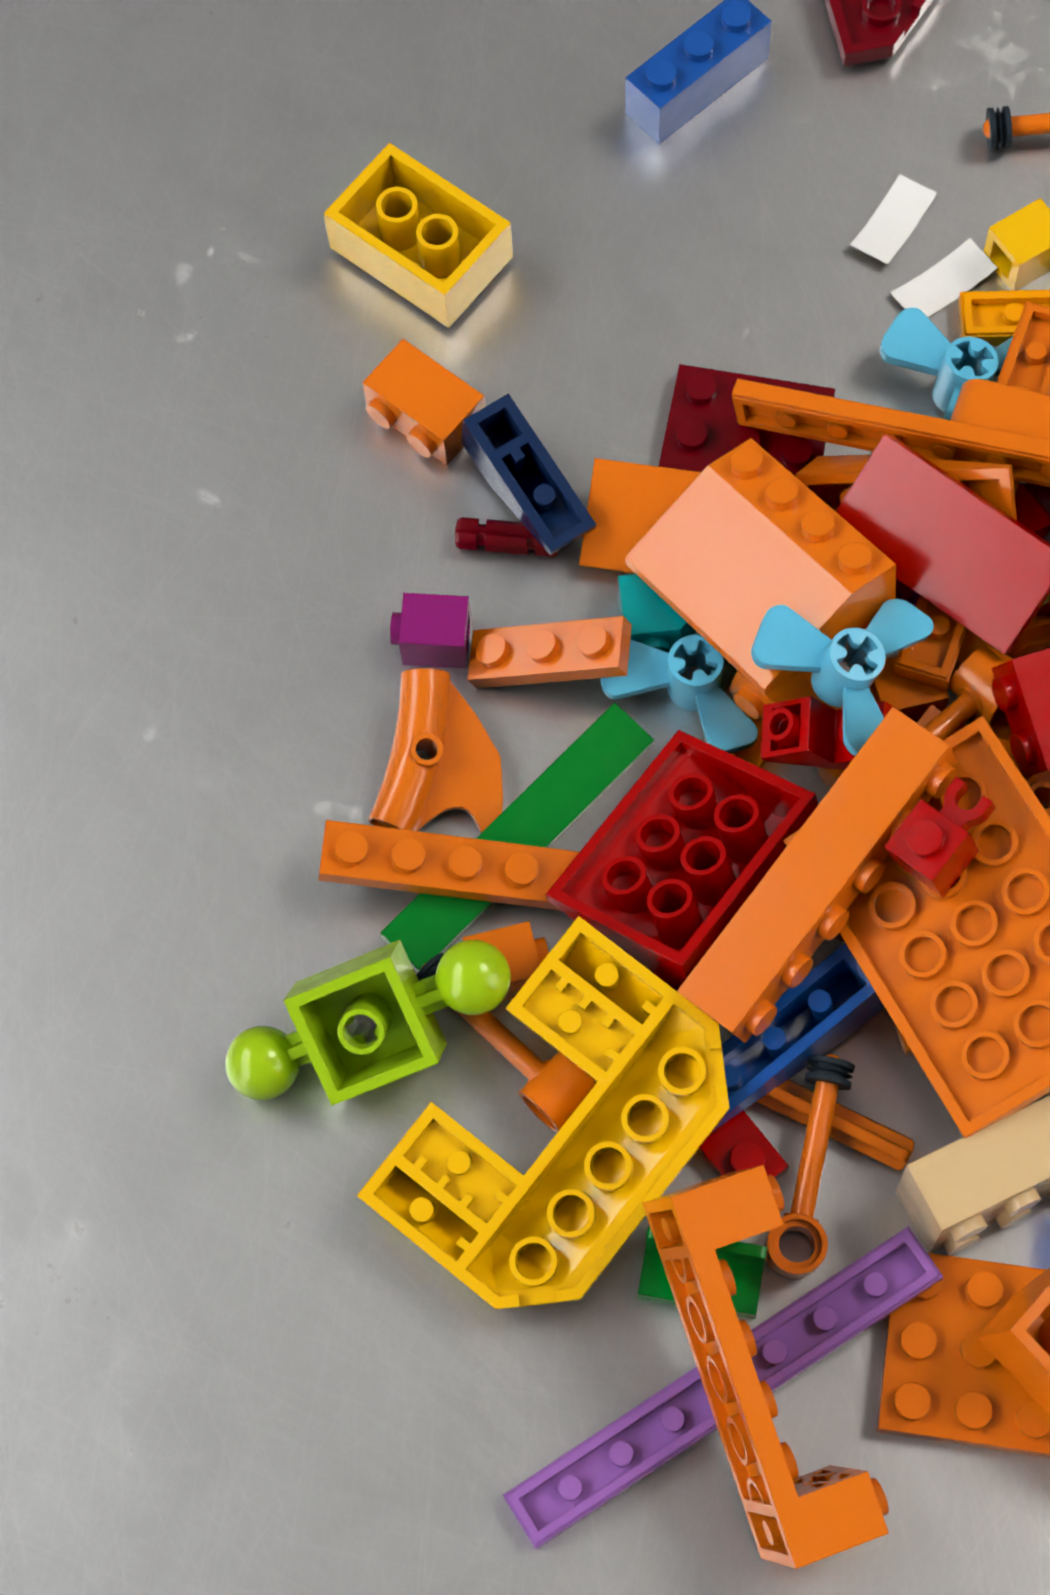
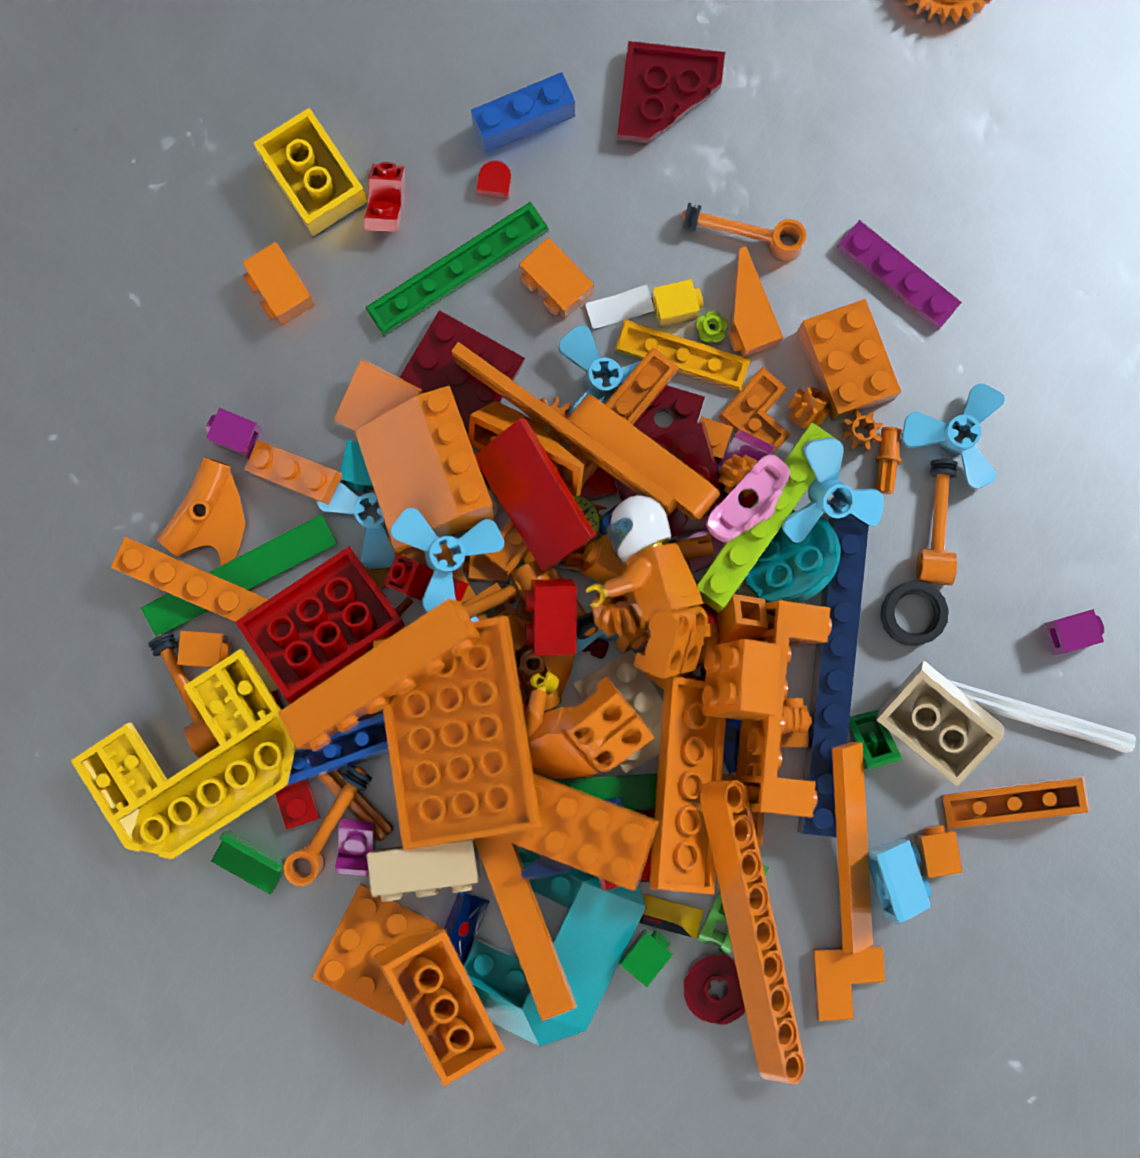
camera: 10 degrees right, 15 degrees up
(354, 1056) = (109, 663): lime brick -> none
(497, 537) = (298, 386): dark red axle -> none
(525, 474) = (318, 357): dark blue slope -> none
(538, 239) = (385, 197): none -> red slope
(680, 306) = (457, 269): none -> green tile
(681, 1412) = (237, 928): medium lavender tile -> none
(689, 170) = (494, 179): none -> red tile
(789, 1515) = (247, 1015): orange plate -> none
(837, 267) = (555, 279): none -> orange brick
(868, 1186) = (354, 843): none -> magenta bracket
(894, 219) = (607, 254): white sticker -> none
(936, 843) = (446, 683): red brick -> none

